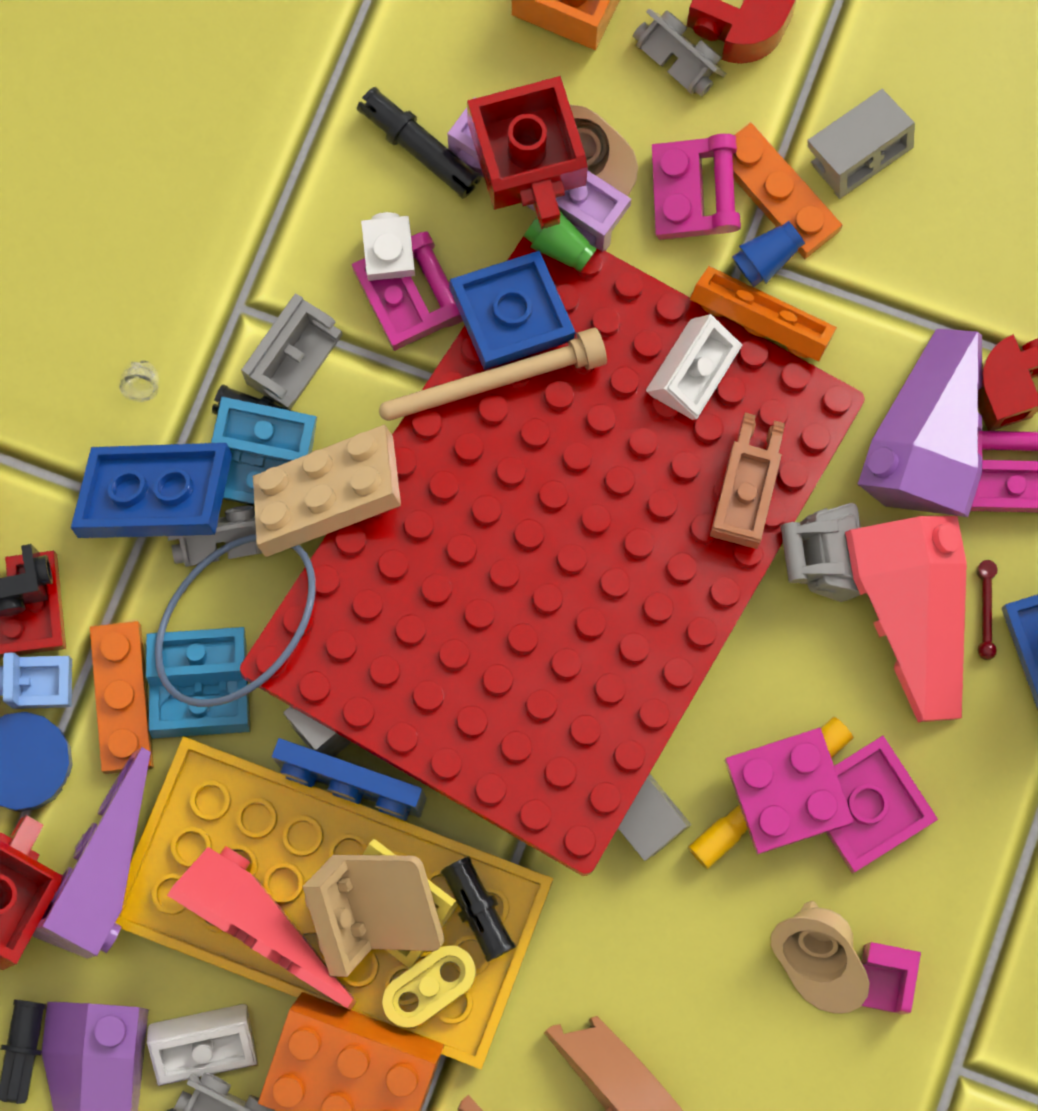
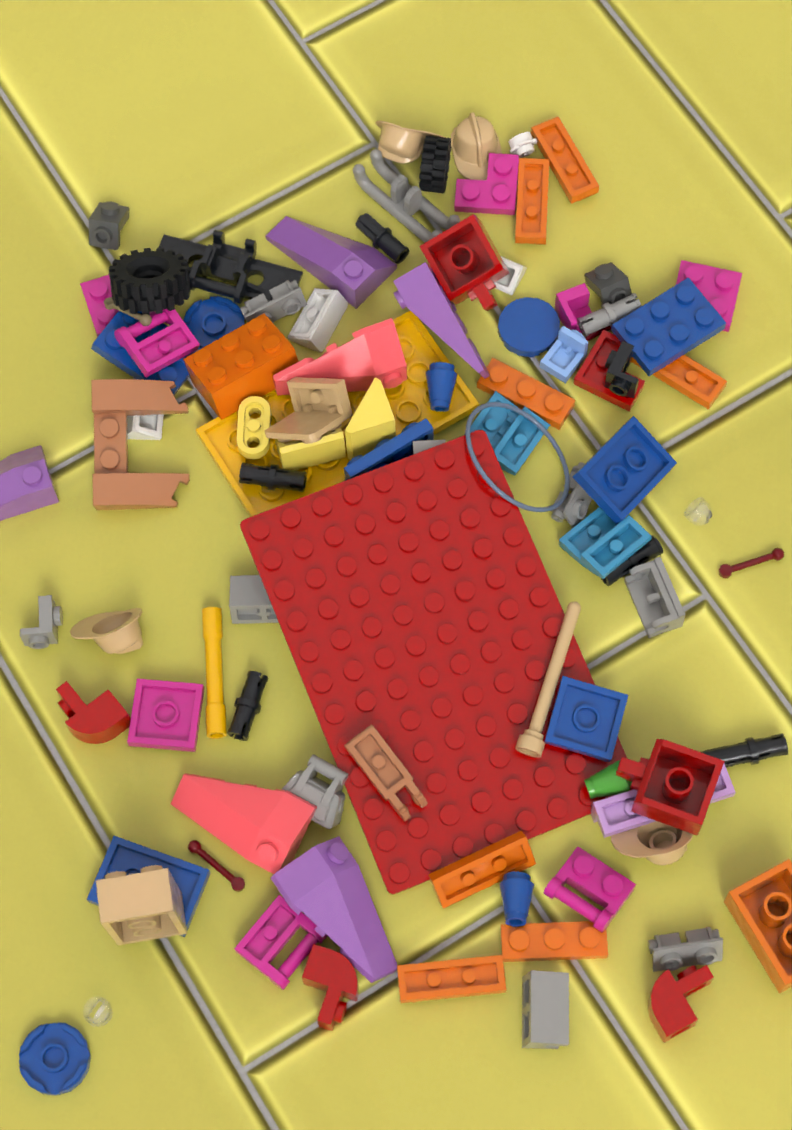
camera: 130 degrees right, 10 degrees down
(192, 303) = (726, 570): none -> dark red hinge
(198, 793) = (440, 384): none -> blue cone
(319, 825) = (370, 422): none -> light yellow slope
(325, 490) = (552, 545): tan plate -> none
(388, 246) = (679, 687): white bracket -> none
(399, 302) = (649, 676): dark pink plate -> none
(694, 366) = (477, 800): white slope -> none
(780, 719) = (247, 705): none -> black pin
(788, 791) = (205, 673): dark pink plate -> none
(863, 1044) = (49, 619): none -> light grey bracket
(891, 977) = (73, 658): dark pink panel -> none
(906, 261) = (451, 978): none -> orange plate
(946, 880) = (95, 722): none -> red brick

